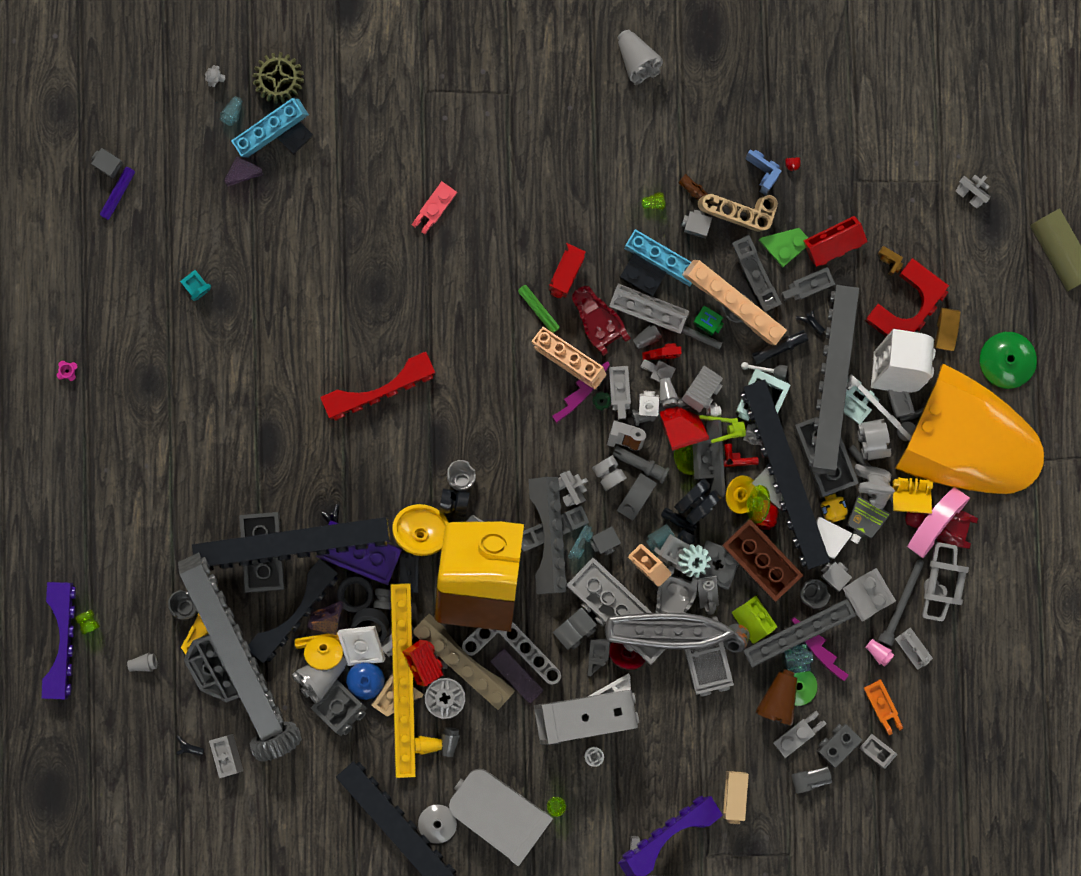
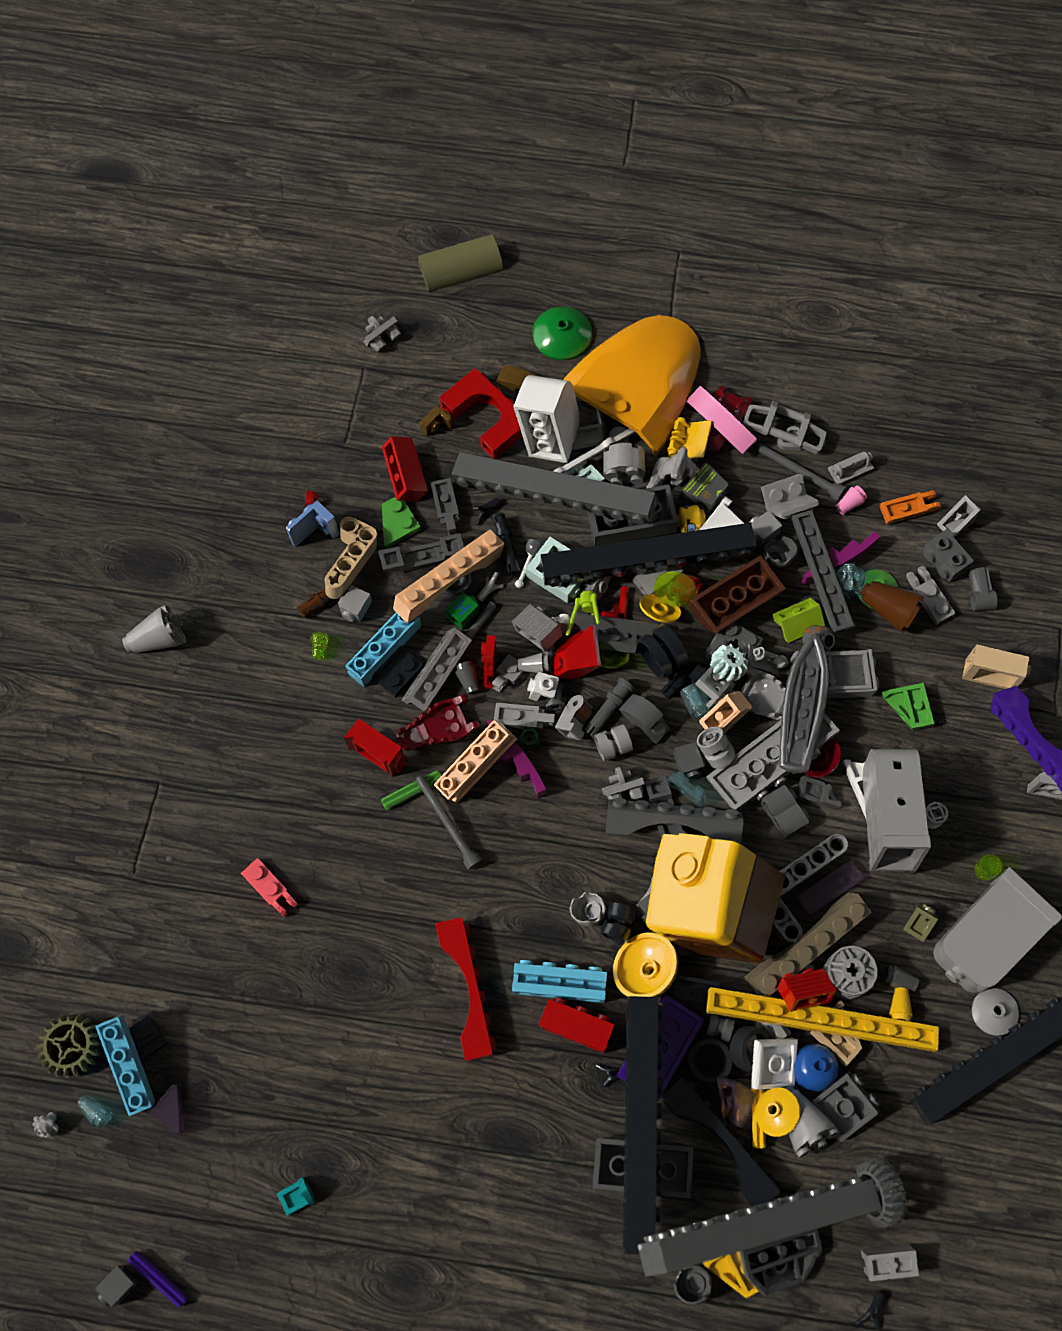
camera: 70 degrees left, 15 degrees down
(365, 482) = (576, 1024): none -> red brick
(397, 463) = (559, 982): none -> medium azure brick
(488, 369) = (470, 858): none -> dark grey piece
(501, 754) = (921, 921): none -> olive bracket
(618, 561) = (716, 747): none -> light grey wheel
(691, 727) = (911, 705): none -> bright green wing
(737, 340) = (489, 587): none -> light grey bar

